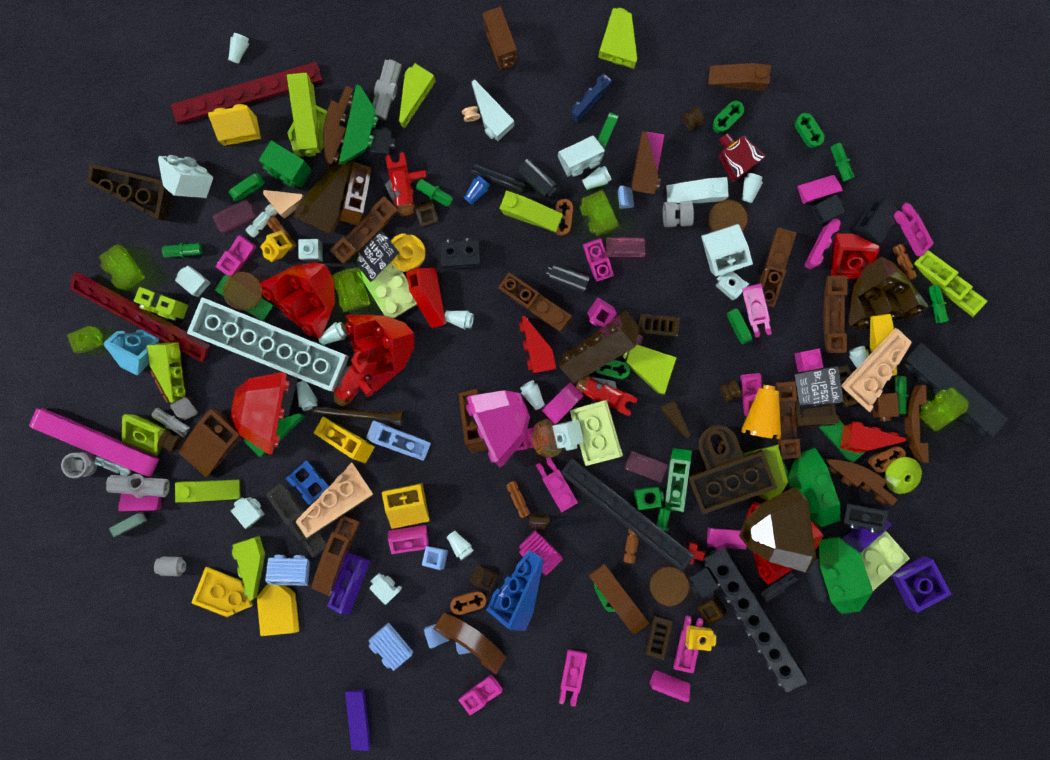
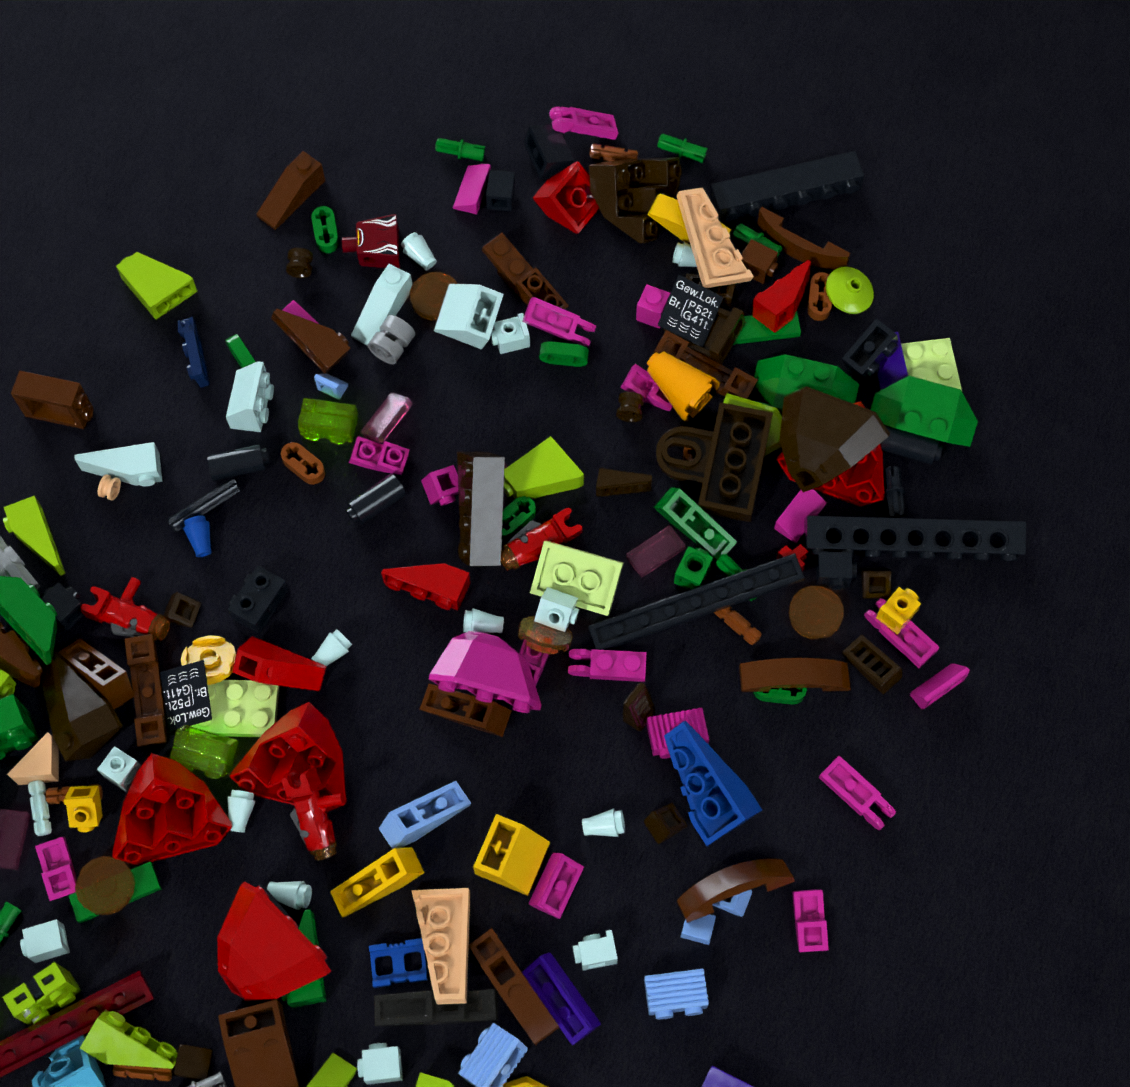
camera: 50 degrees left, 20 degrees down
(268, 344) = (191, 895): light aqua brick -> none
(395, 418) = (395, 800): dark brown piece -> none
(434, 193) = (165, 584): green axle -> none
(435, 557) = (599, 865): light blue slope -> none
(469, 607) = (676, 859): dark orange beam -> none
(518, 499) = (595, 720): dark orange axle -> none
(530, 211) = (268, 491): lime slope -> none
(534, 302) = (377, 553): reddish brown slope -> none
(562, 403) = (515, 594): dark pink slope -> none
(597, 178) = (287, 398): light aqua cone -> none
(675, 325) = (495, 431): dark brown slope -> none
(808, 130) = (402, 161): green beam -> none
(822, 243) = (533, 218): dark pink hinge -> none
(834, 314) = (619, 253): reddish brown slope -> none
(854, 475) = (814, 336): reddish brown slope -> none
(921, 584) = (985, 341): dark purple brick -> none
(943, 409) = (800, 204): clear neon green brick -> none
(951, 284) = (675, 123): lime slope -> none

